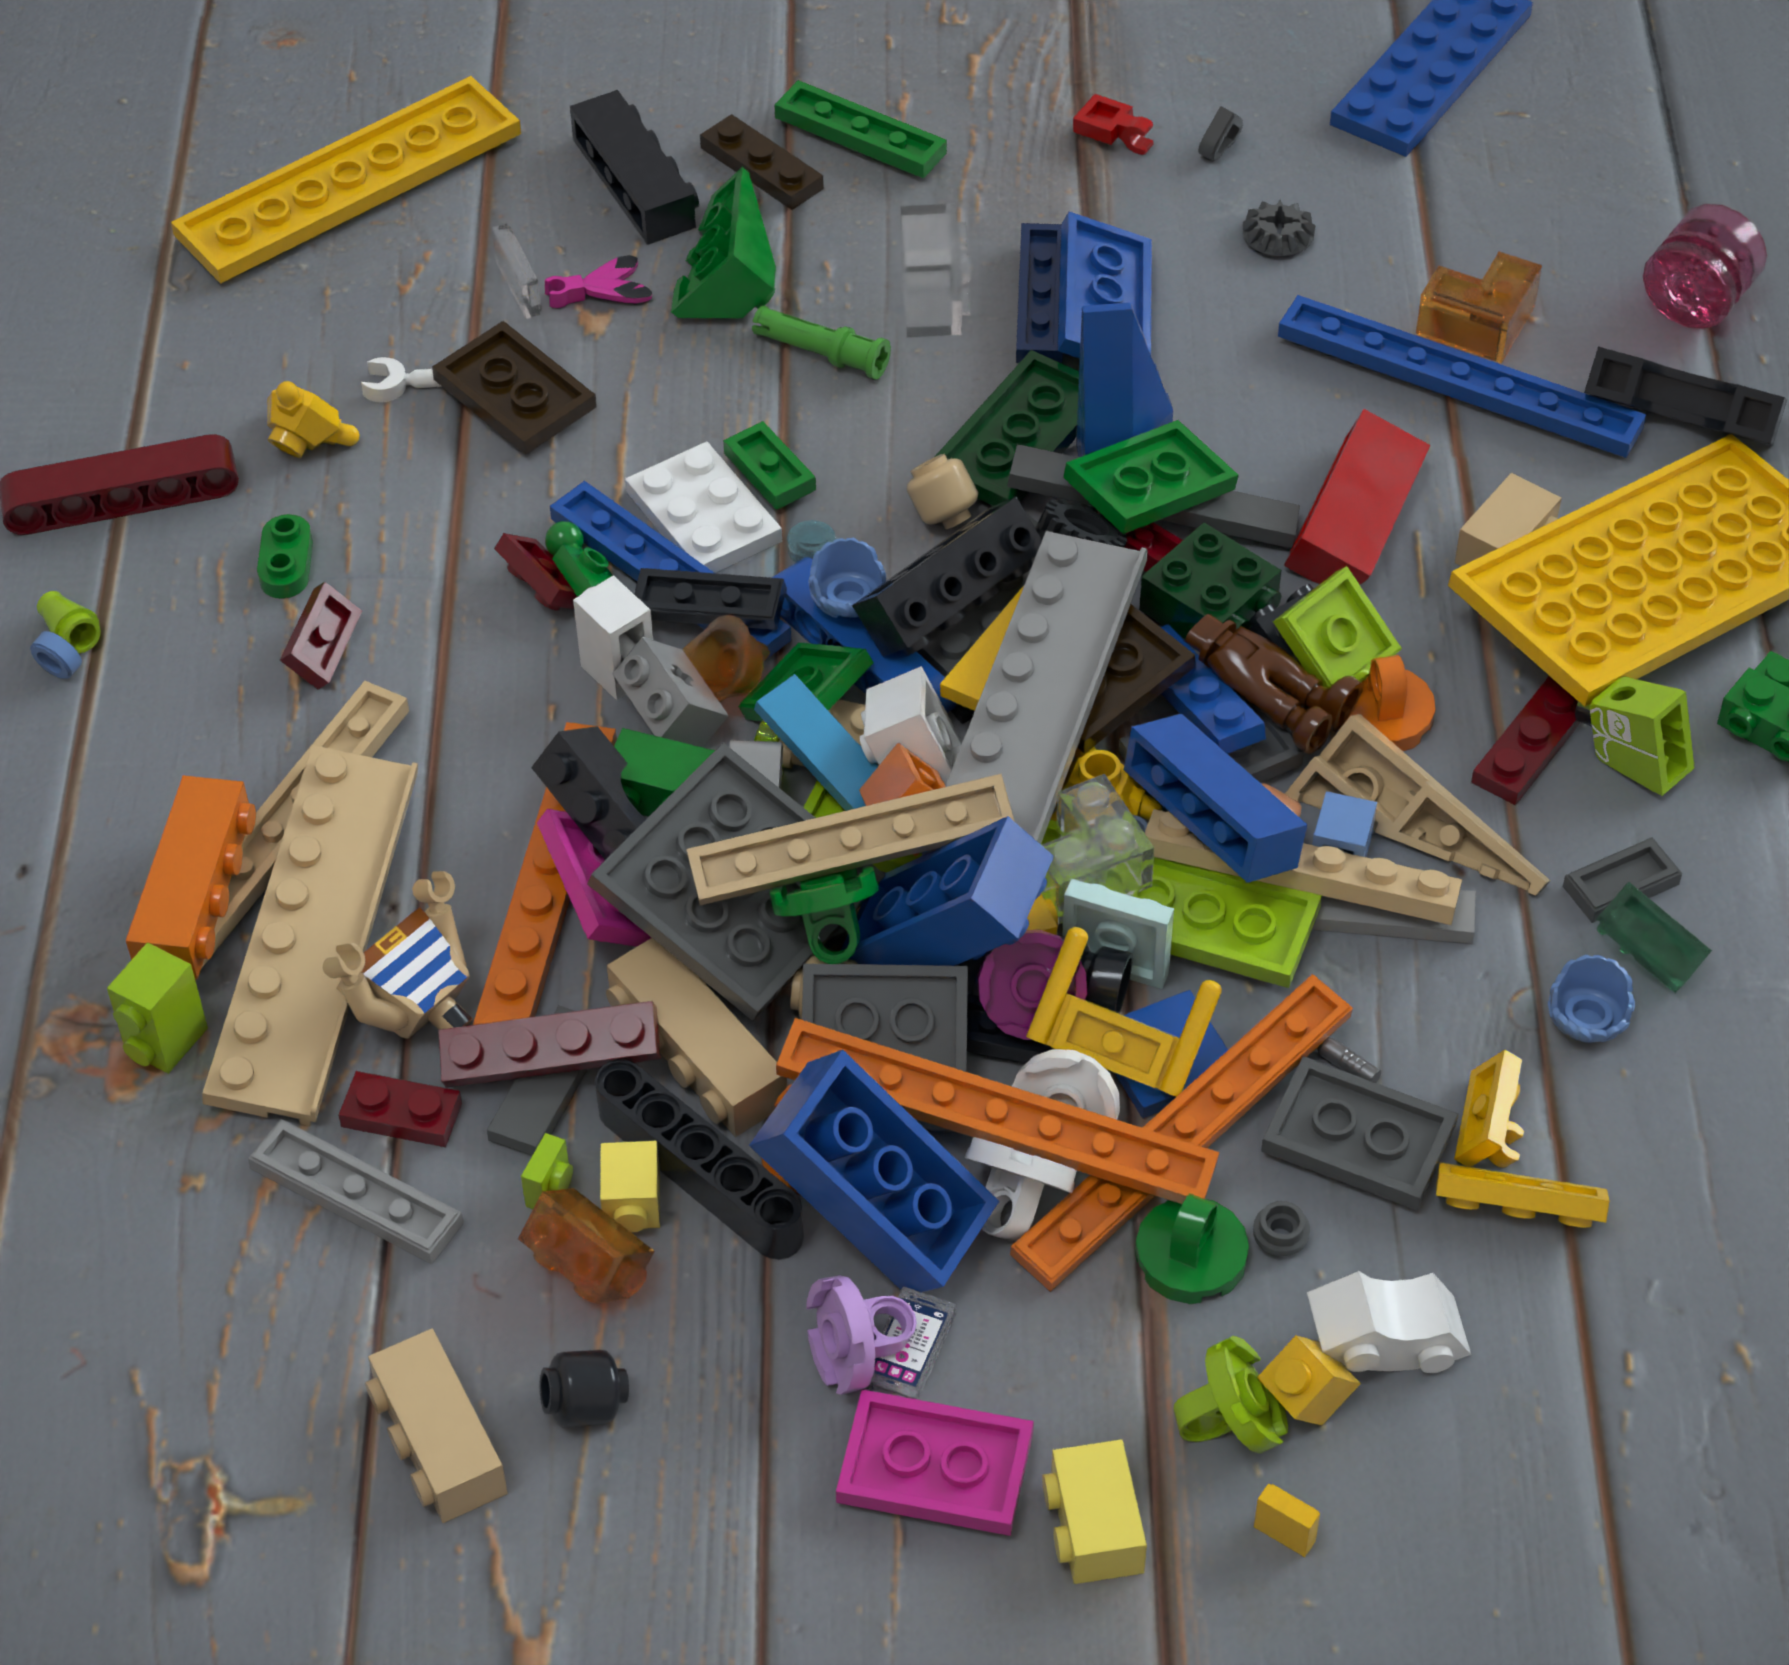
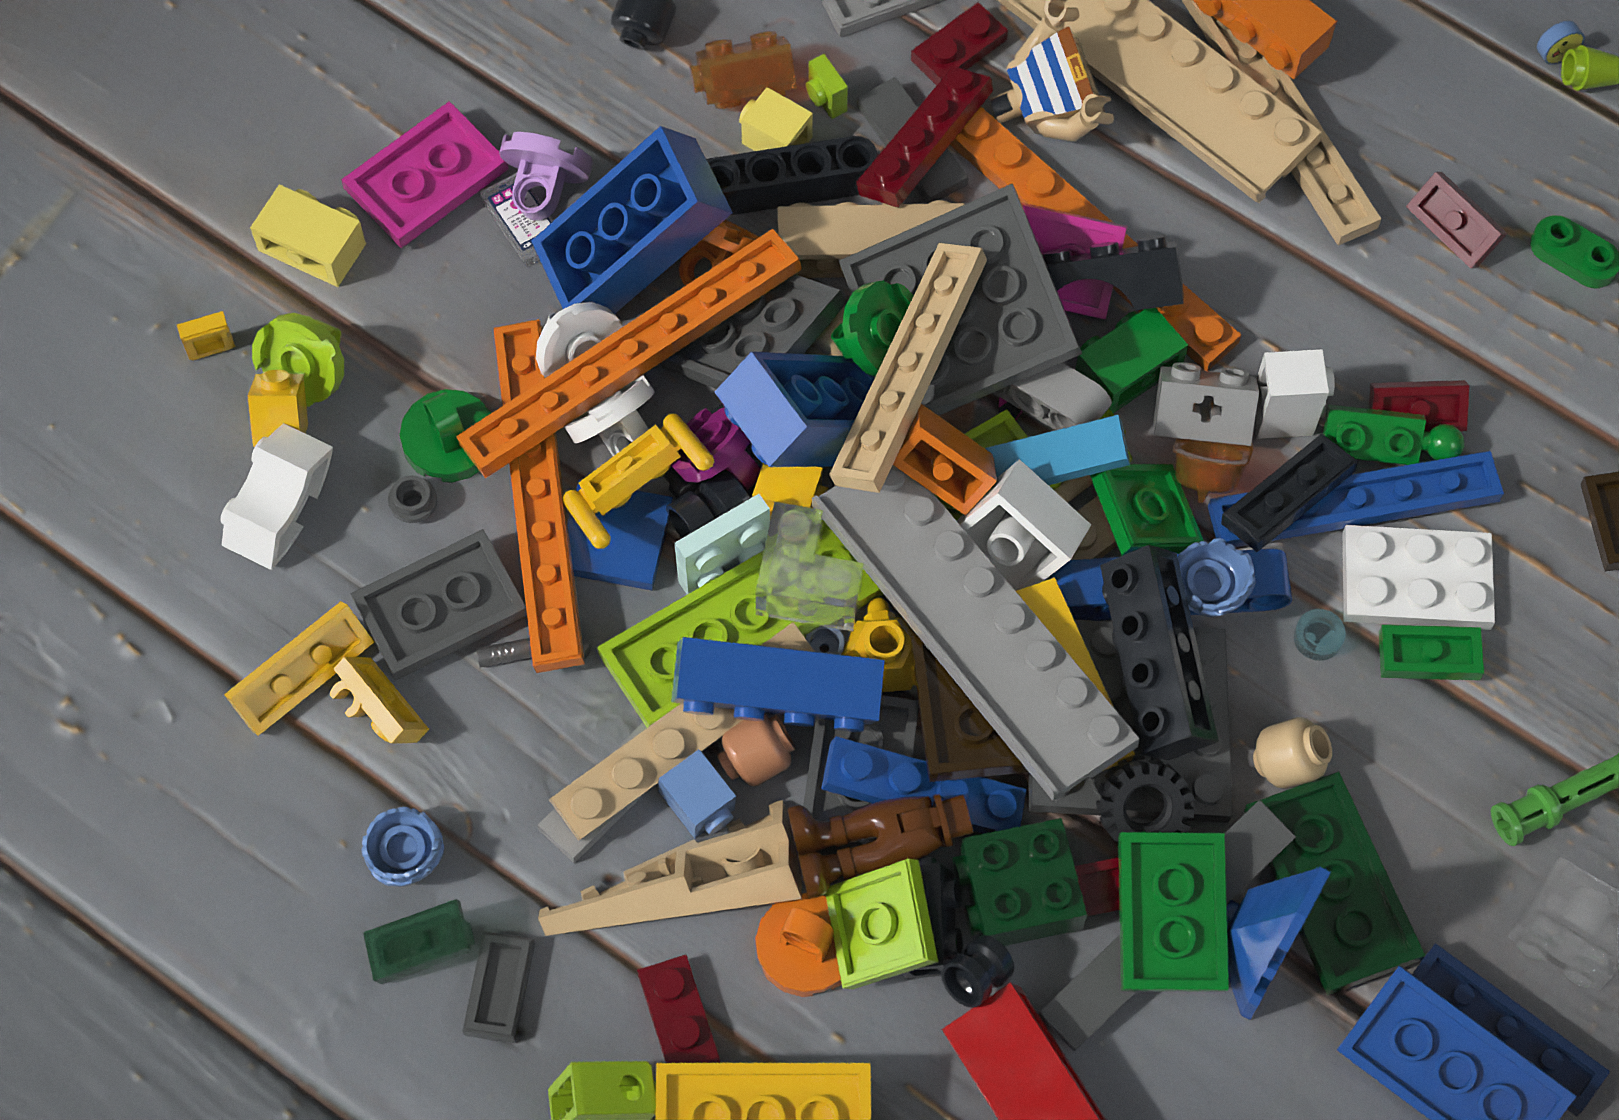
camera: 125 degrees right, 15 degrees up
(1309, 562) = (974, 974): none -> black wheel

